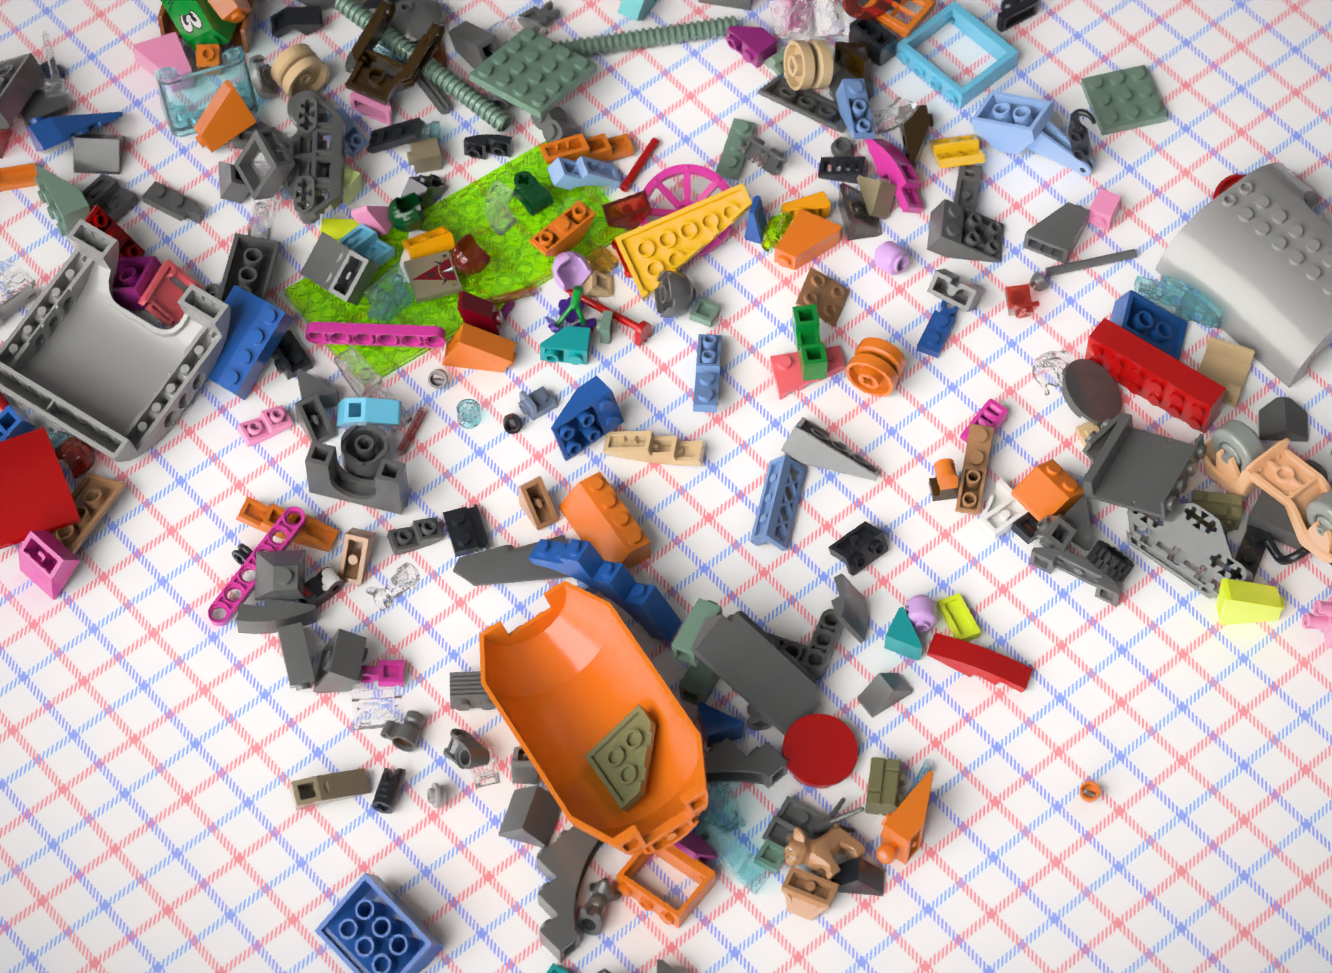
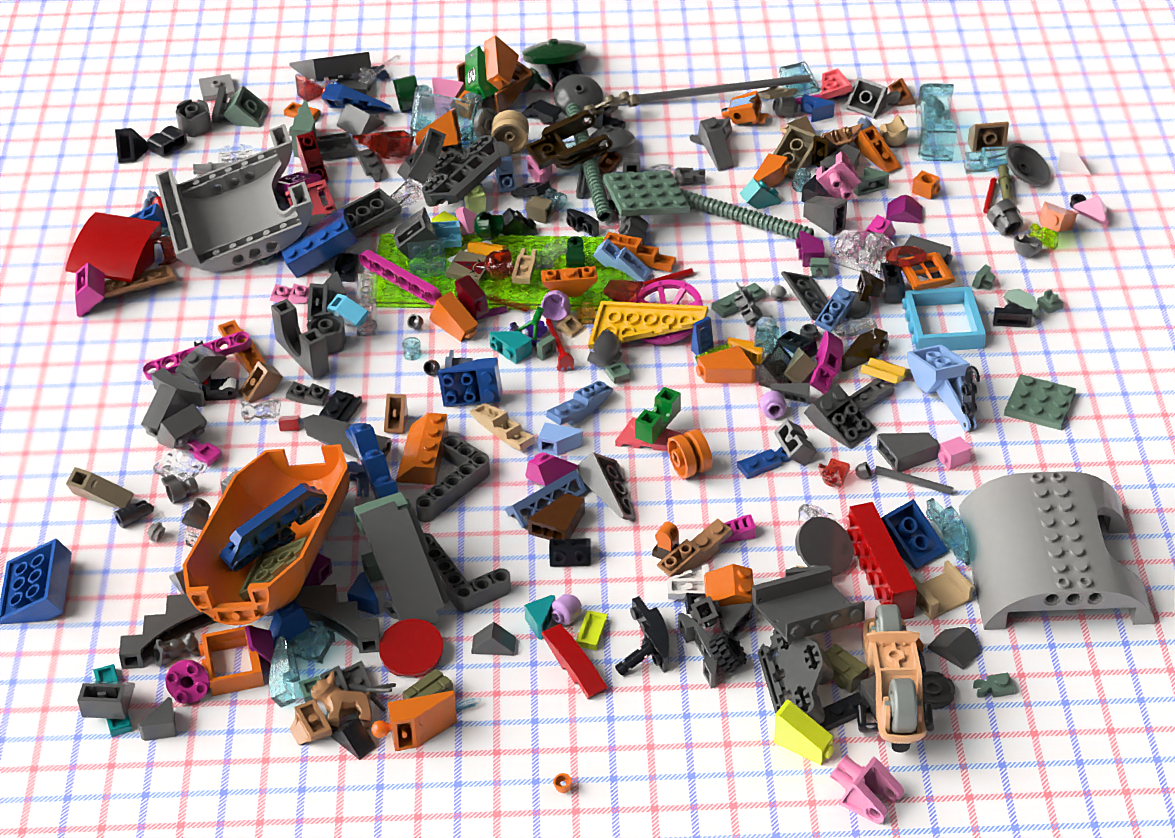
camera: 40 degrees right, 15 degrees down
(125, 83) = (405, 91): none -> dark green brick
(169, 164) = (387, 143): none -> clear red slope
(412, 431) = (370, 340): piece -> none
(432, 581) = (289, 423): none -> red slope
(492, 241) = (524, 267): none -> tan hinge
(584, 716) = (272, 526): none -> blue connector
(655, 931) = (187, 681): none -> dark pink plate
(678, 539) = (471, 470): none -> dark grey beam
(724, 428) = (559, 439): none -> light blue slope
(757, 470) = (548, 468): none -> dark pink slope
(768, 117) = (778, 292): none -> light grey hinge
(808, 64) = (826, 271): tan wheel -> none
(817, 519) = (558, 518): none -> reddish brown slope
(820, 182) = (766, 334): none -> clear light blue slope
(825, 293) = (703, 402): medium nougat hinge -> none
(851, 608) = (519, 576): dark grey slope -> none
(904, 227) = (794, 391): none -> dark grey slope
(1030, 588) = (654, 631): none -> black slope
(1032, 623) = (634, 658): none -> black axle

